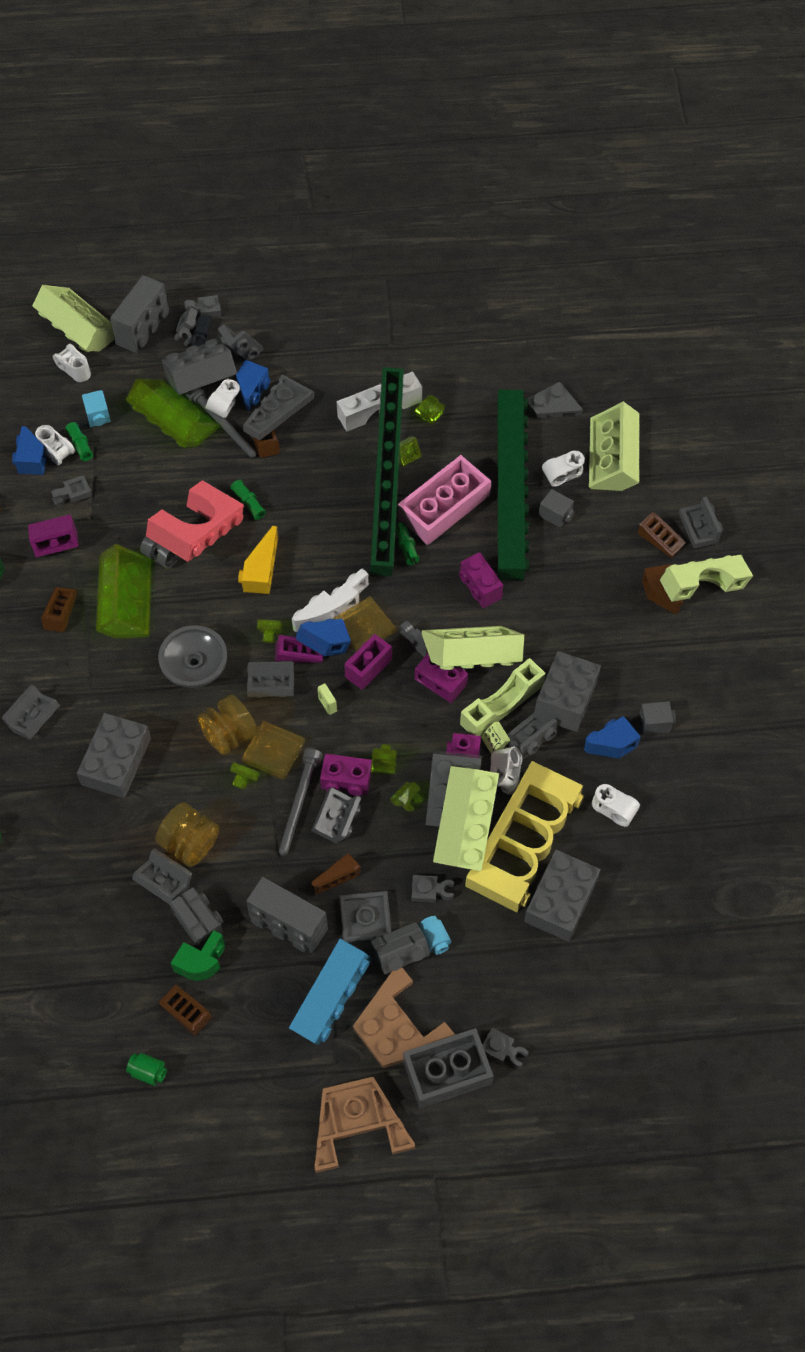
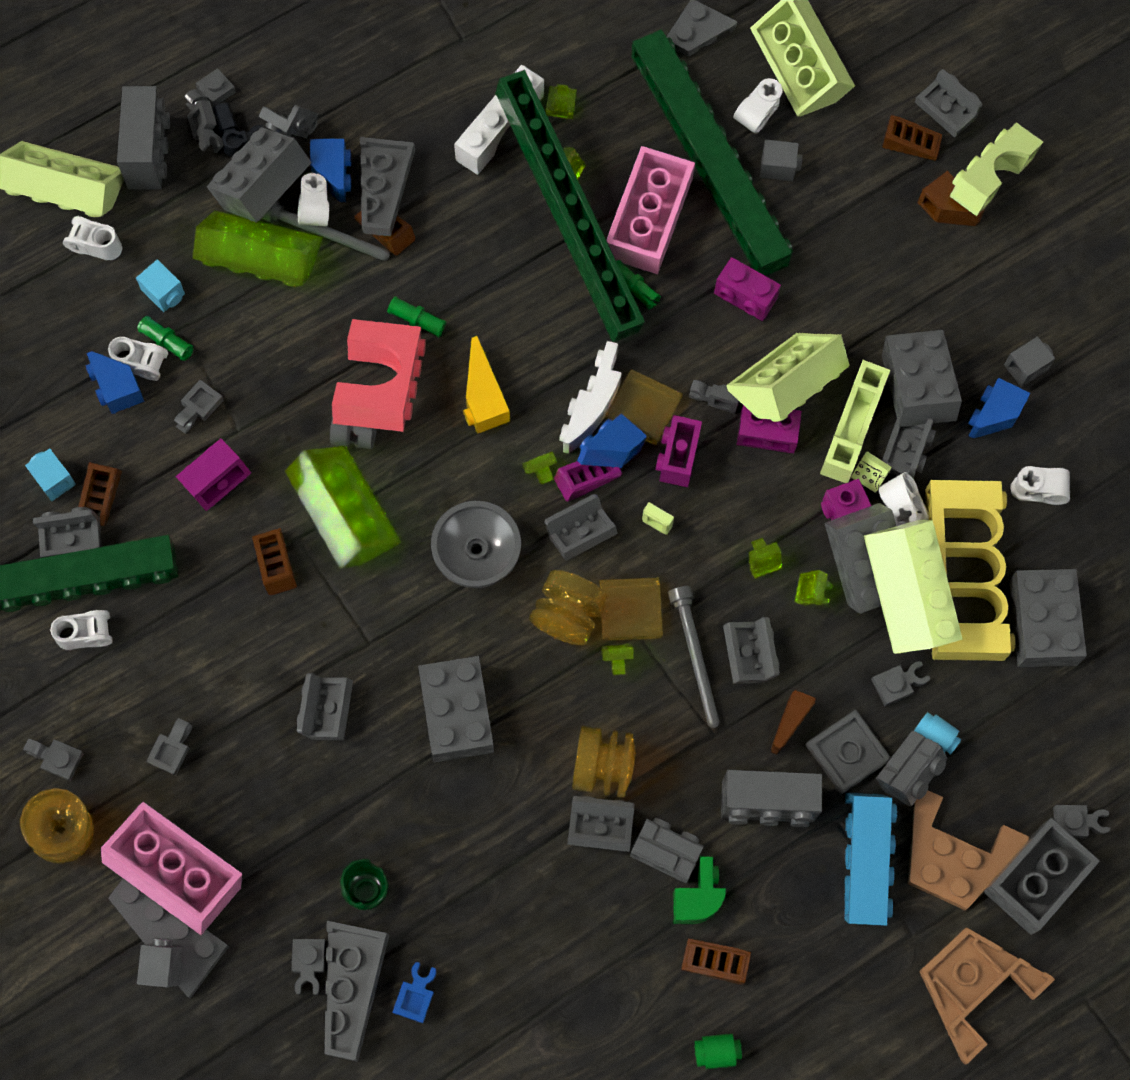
camera: 30 degrees left, 10 degrees up
(346, 774) = (733, 598): magenta brick -> none

